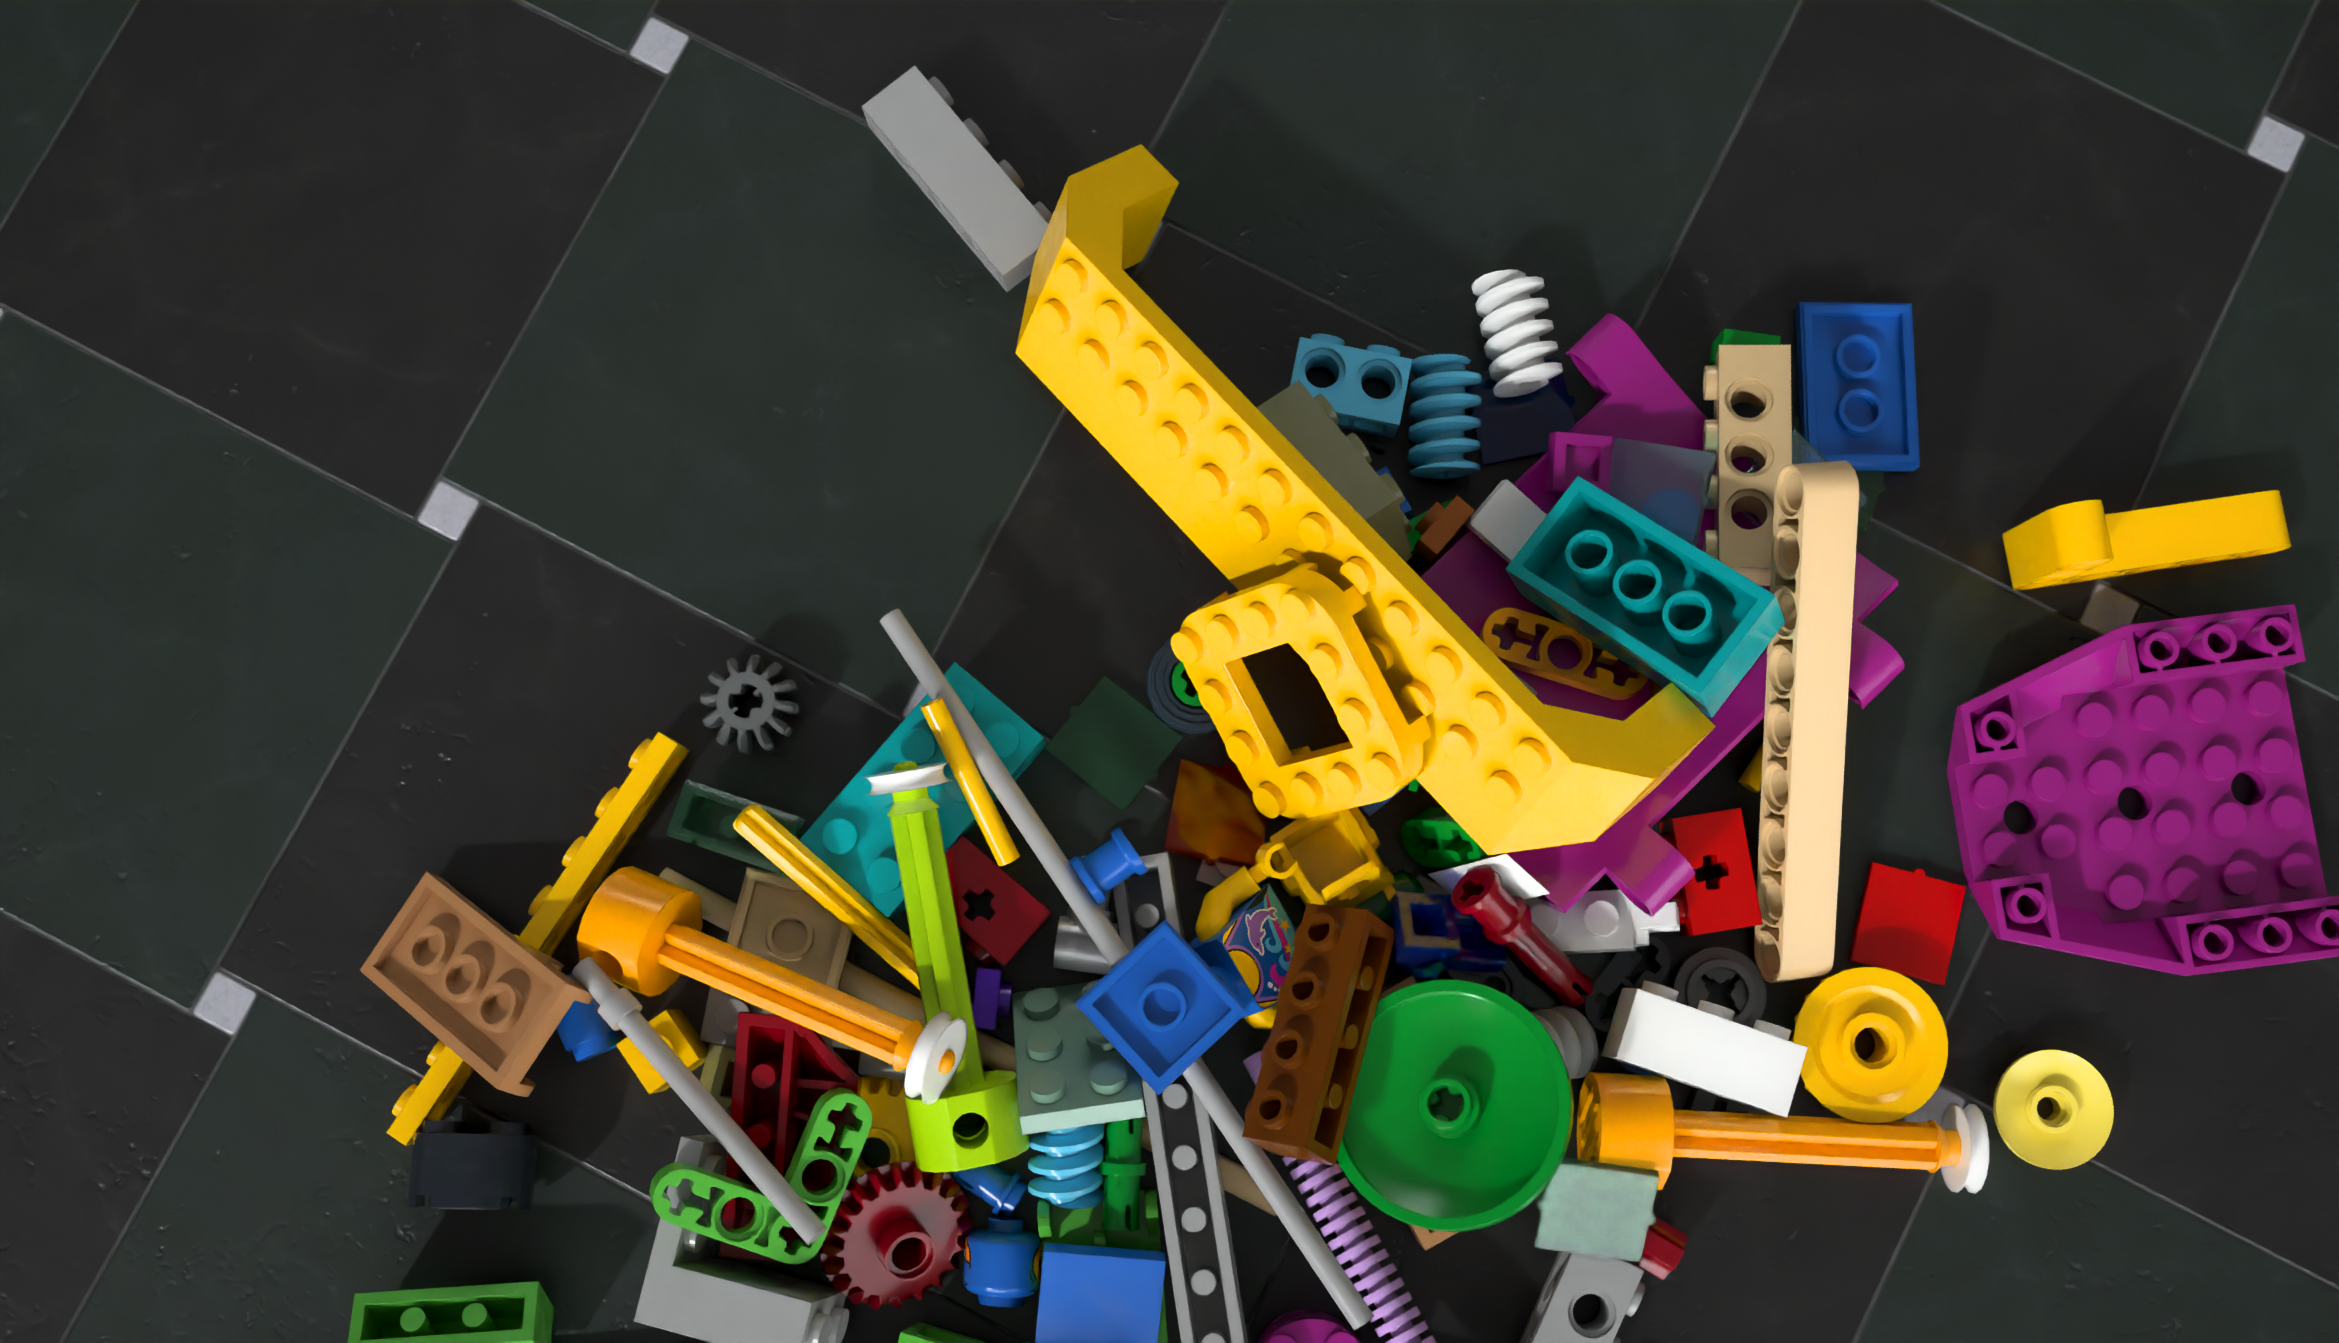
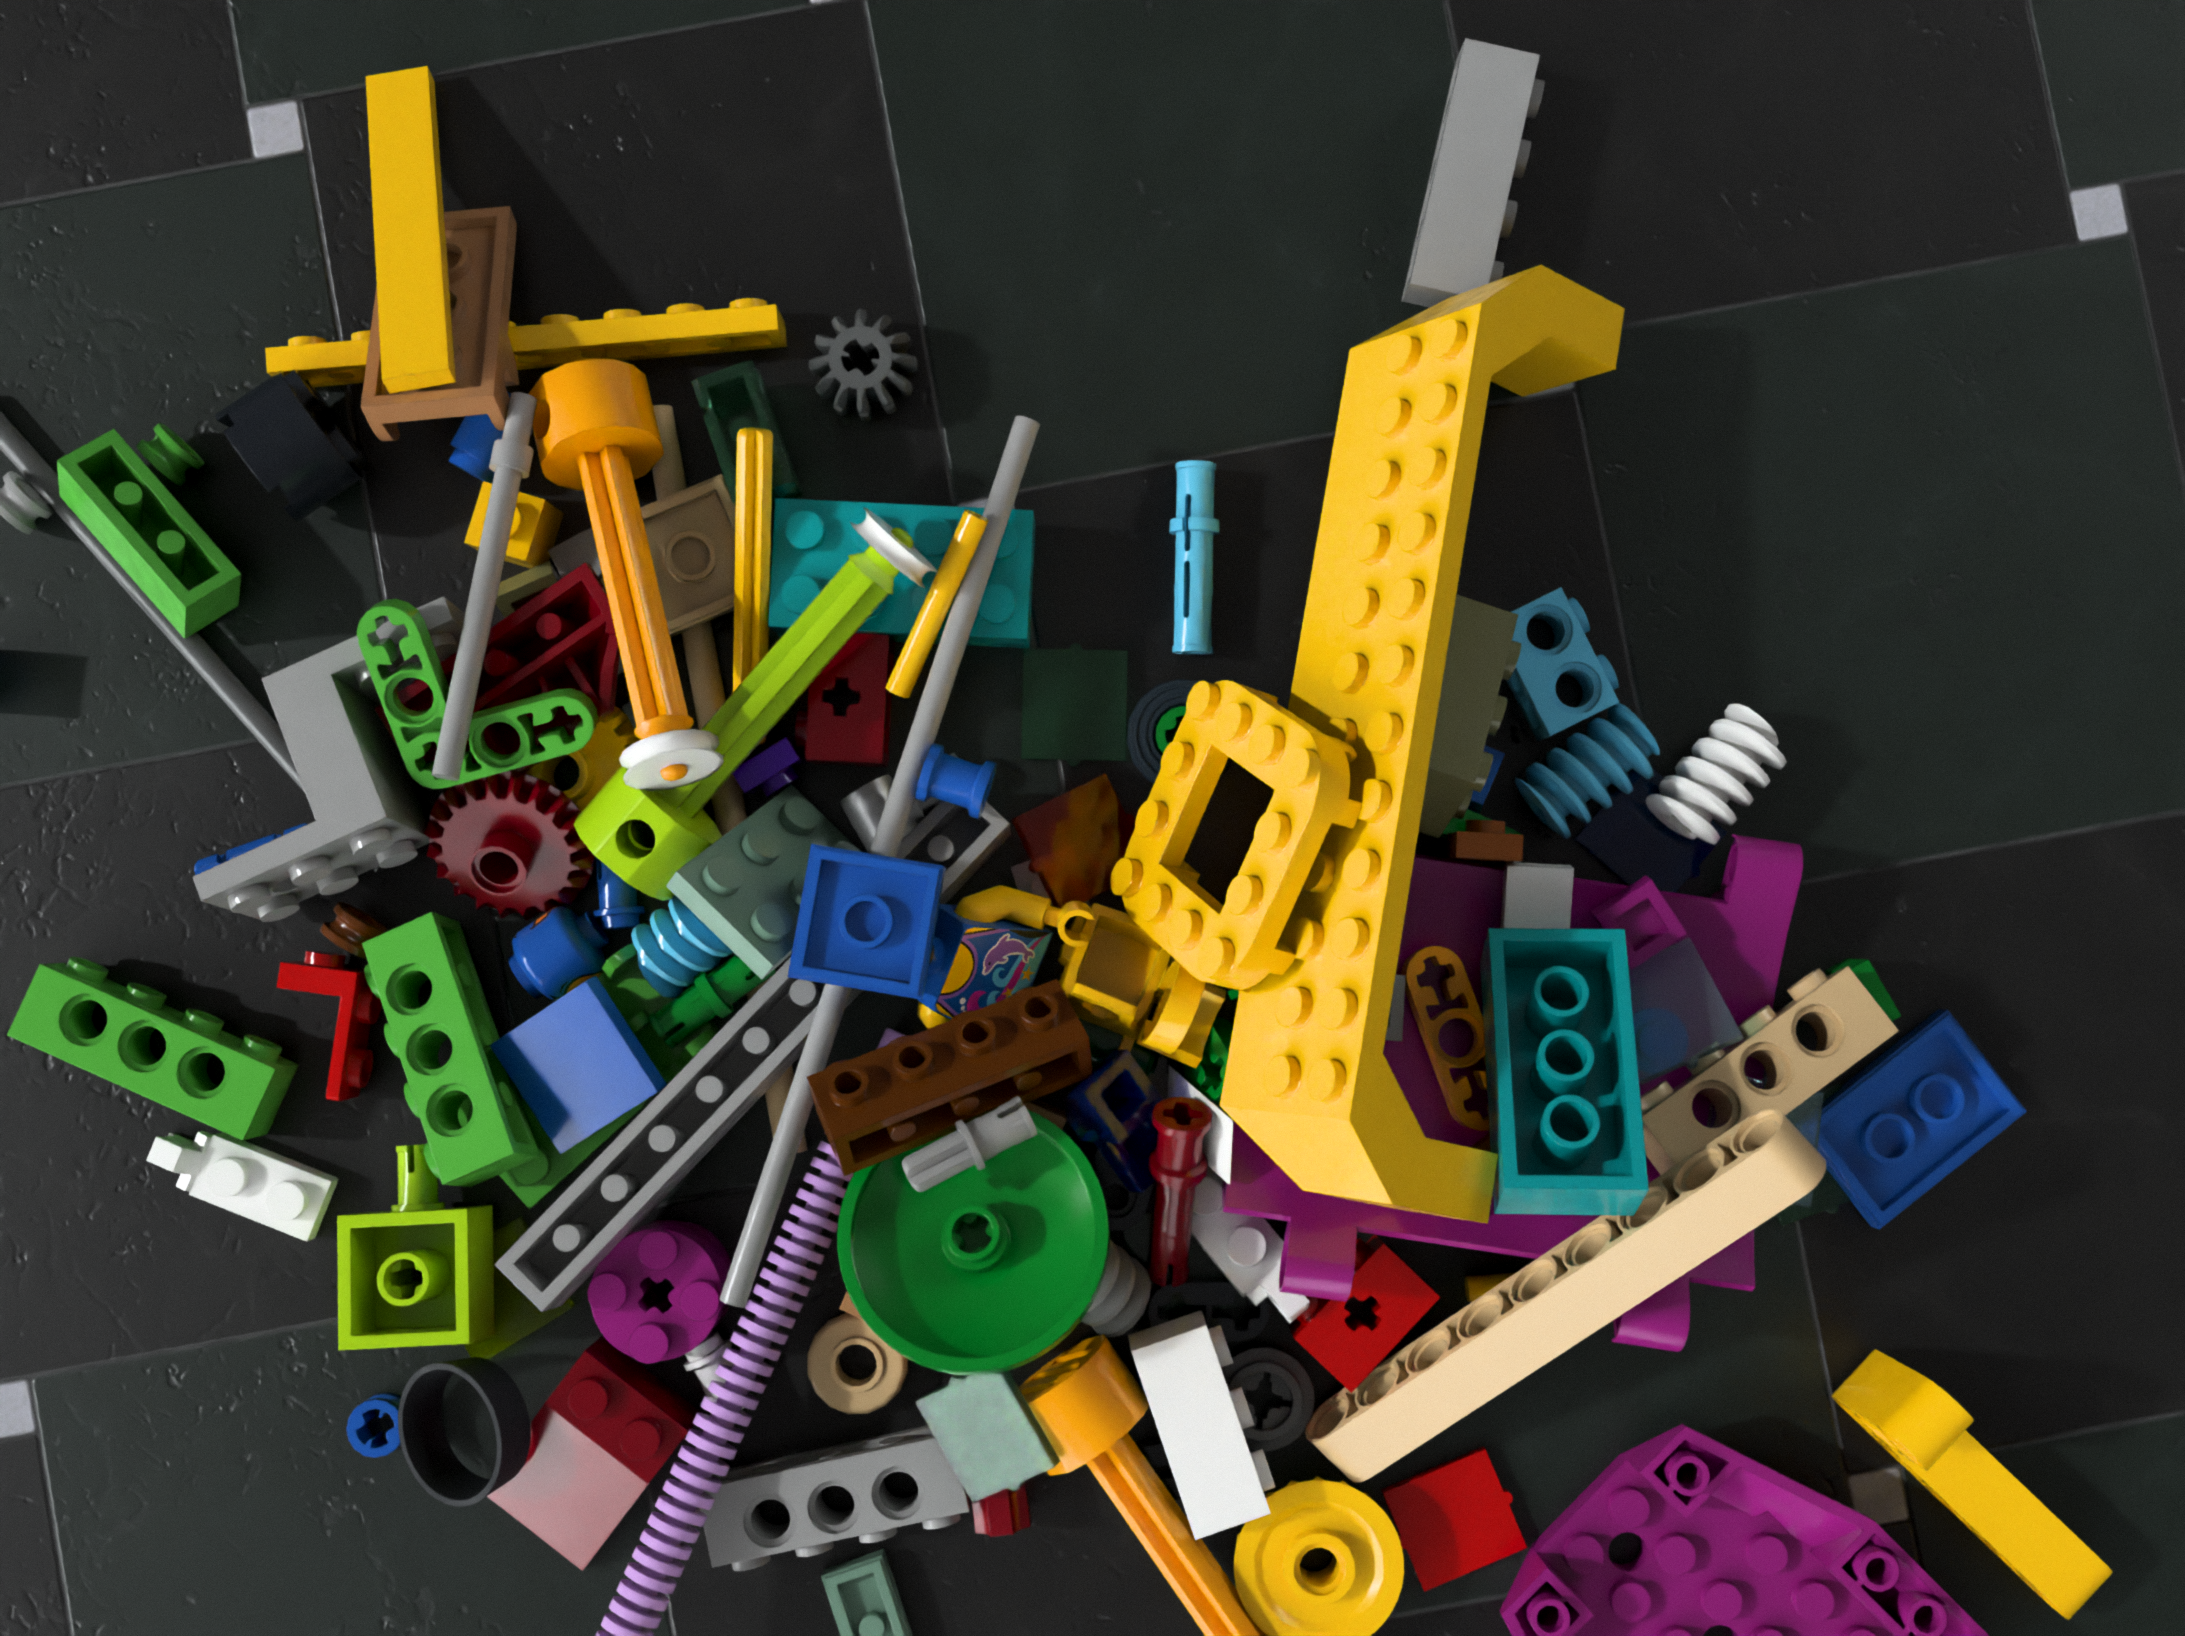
camera: 55 degrees right, 5 degrees up
(390, 956) = (409, 231): none -> yellow tile
(402, 1269) = (170, 454): none -> bright green bush
(1073, 574) = (1194, 556): none -> medium azure pin
(1381, 1056) = (969, 1145): none -> light grey axle
(1400, 835) = (1182, 1016): none -> yellow piece
(1497, 1290) = (842, 1391): none -> tan piece

